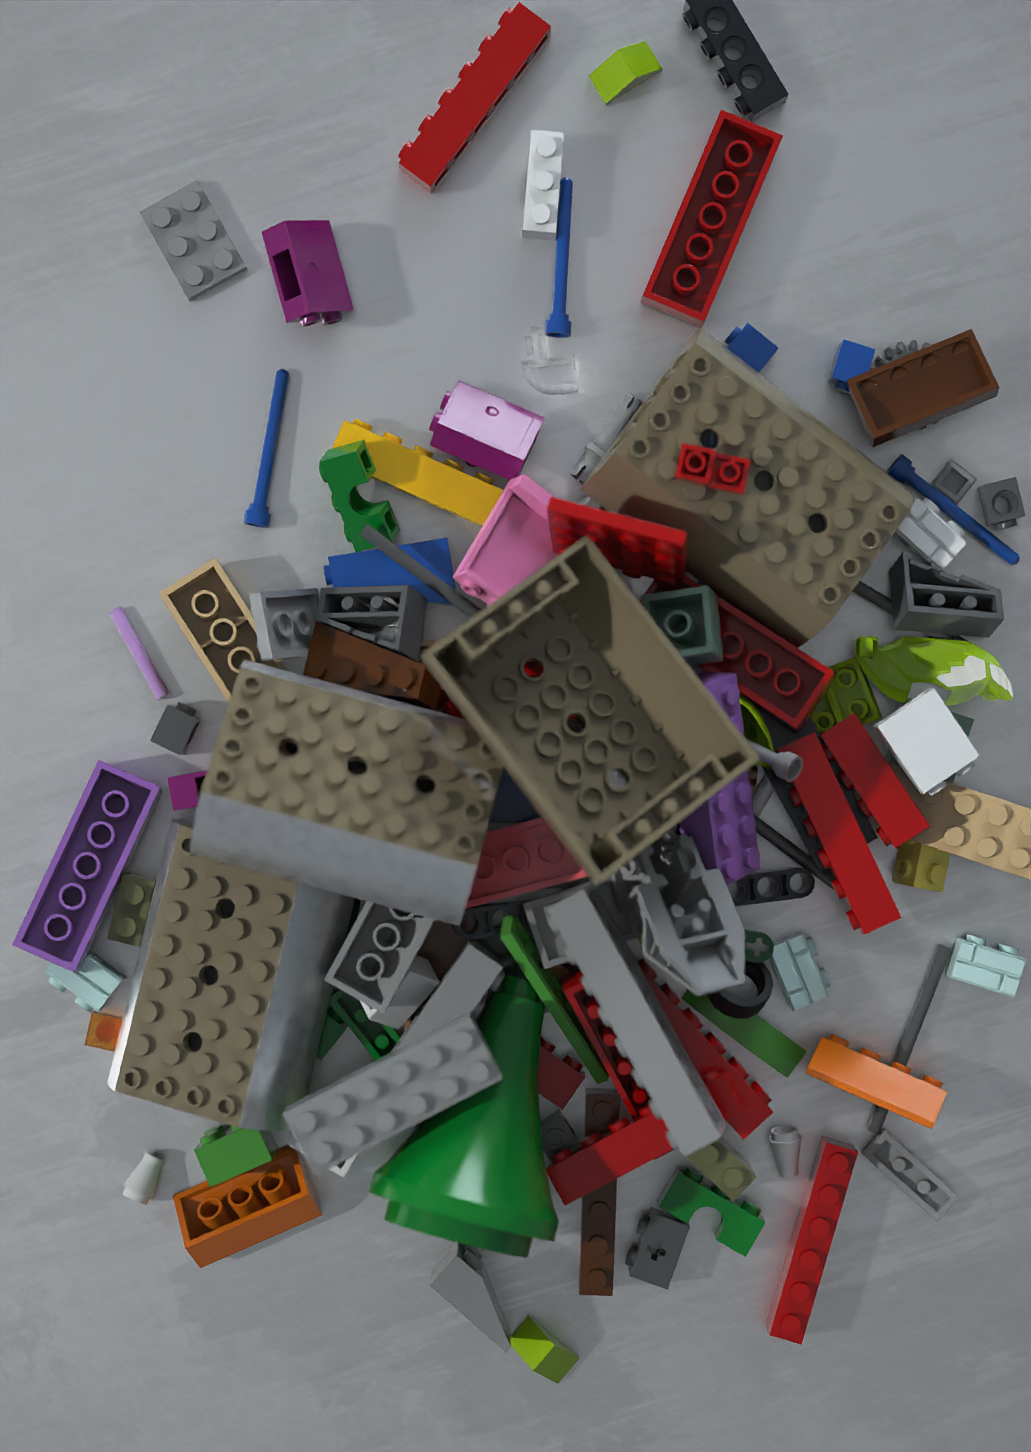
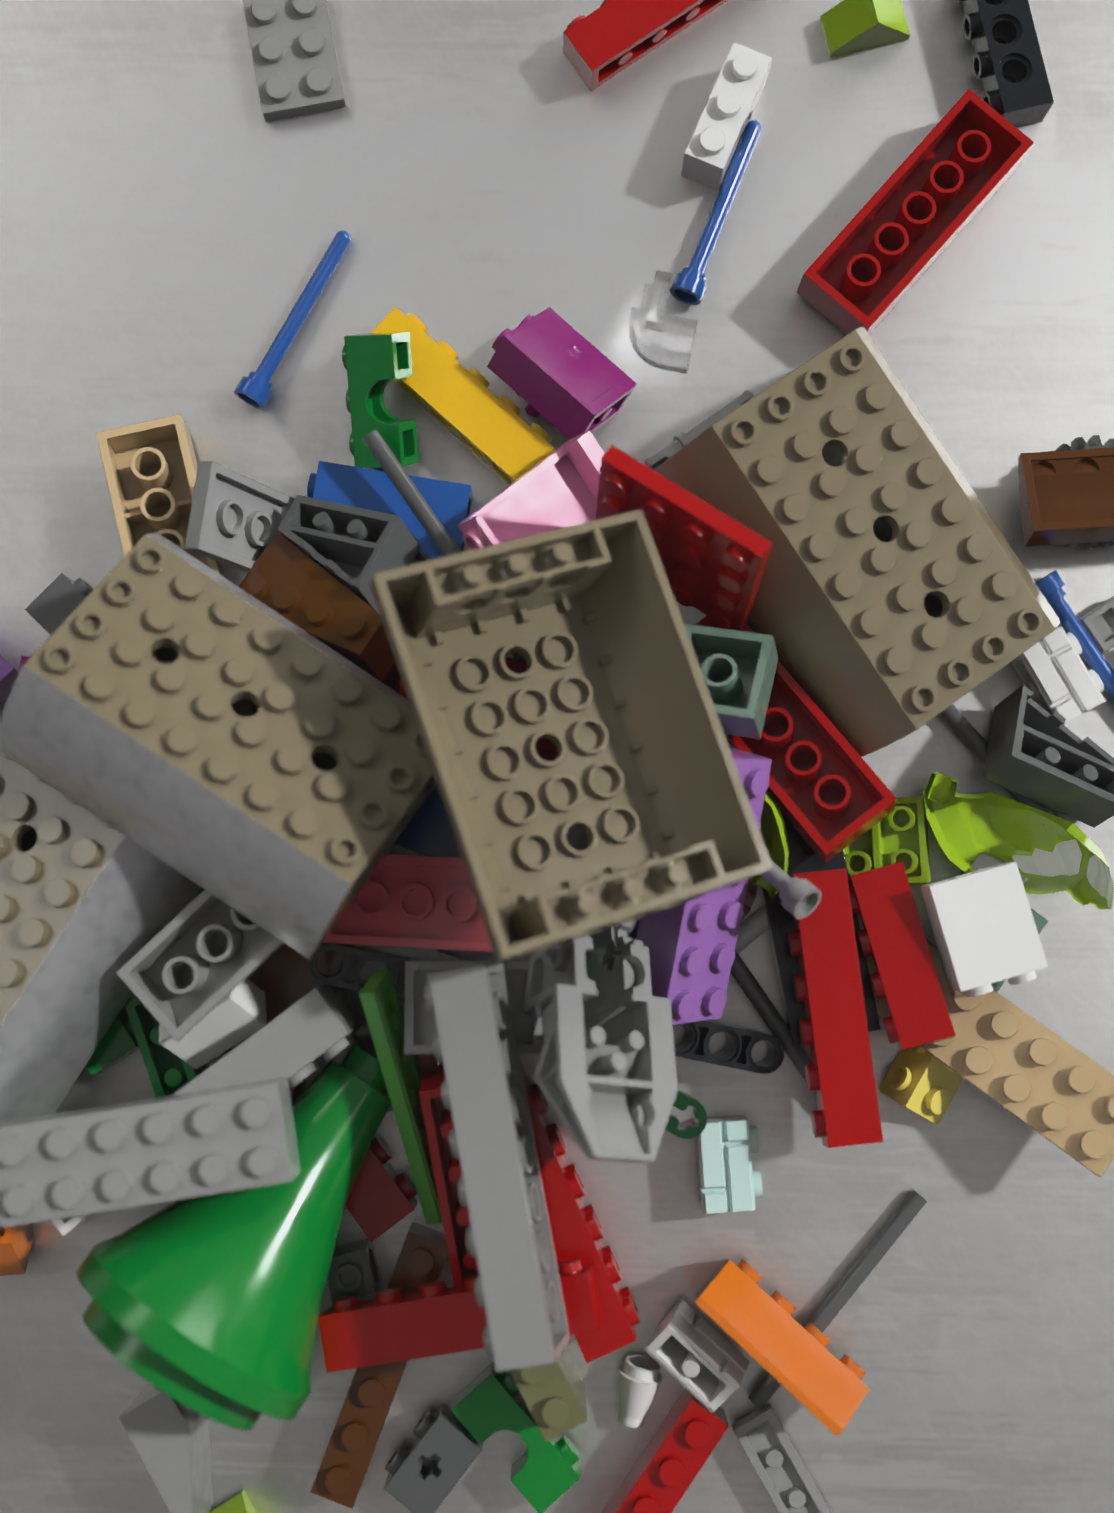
camera: 25 degrees right, 5 degrees down
(139, 653) = (56, 506): lavender bar -> none
(307, 271) = (412, 119): magenta piece -> none
(712, 469) = (826, 488): red slope -> none
(745, 1008) = (646, 1191): black tyre -> none
(751, 346) = (919, 380): blue brick -> none
(753, 1034) = (641, 1220): bright green slope -> none
(820, 1111) = (697, 1356): none -> white brick
(849, 362) = (1028, 435): blue brick -> none
(985, 966) = (963, 1239): light aqua brick -> none

